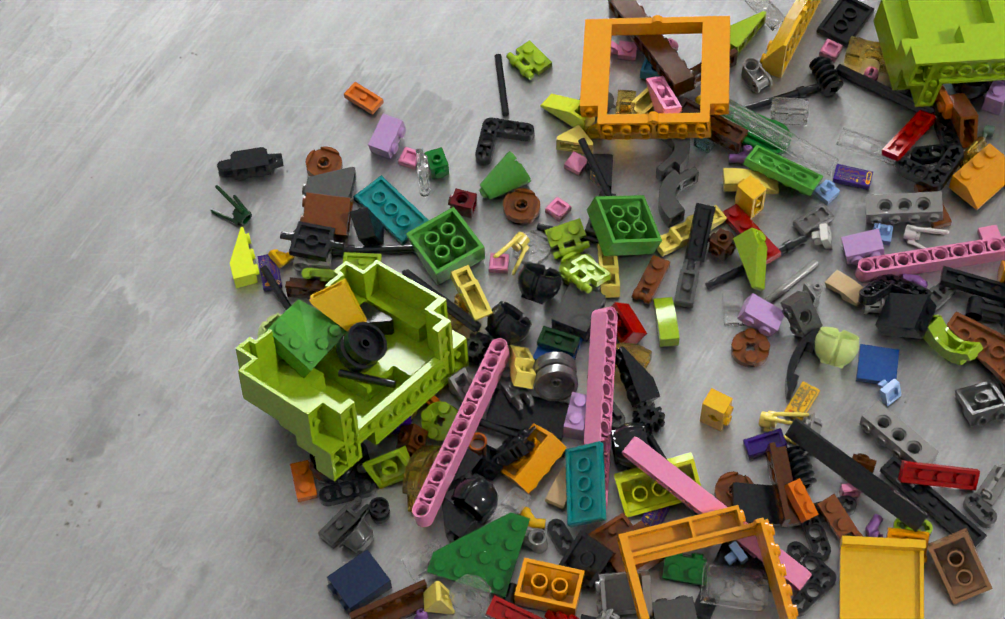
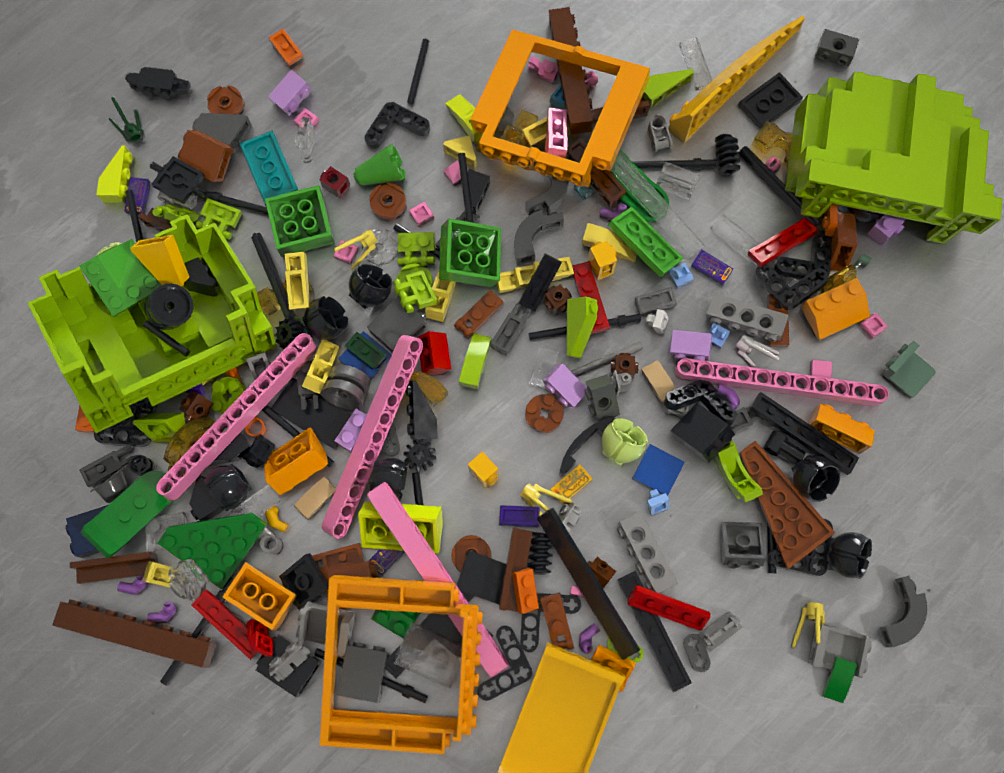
camera: 20 degrees right, 15 degrees up
(280, 258) = (147, 186): yellow tile -> none
(368, 227) = (235, 181): black slope -> none
(389, 551) = (126, 515): none -> green piece
(437, 163) = (326, 134): green brick -> none
(514, 447) = (280, 448): black hinge -> none
(533, 57) = (458, 52): lime plate -> none
(557, 539) = (290, 547): black beam -> none
(585, 484) = (330, 507): teal tile -> none
(736, 554) = (444, 625): light blue tile -> none
(809, 277) = (625, 359): none -> reddish brown brick
(831, 50) = (744, 128): bright pink tile -> none
(959, 566) = (652, 705): medium nougat slope -> none

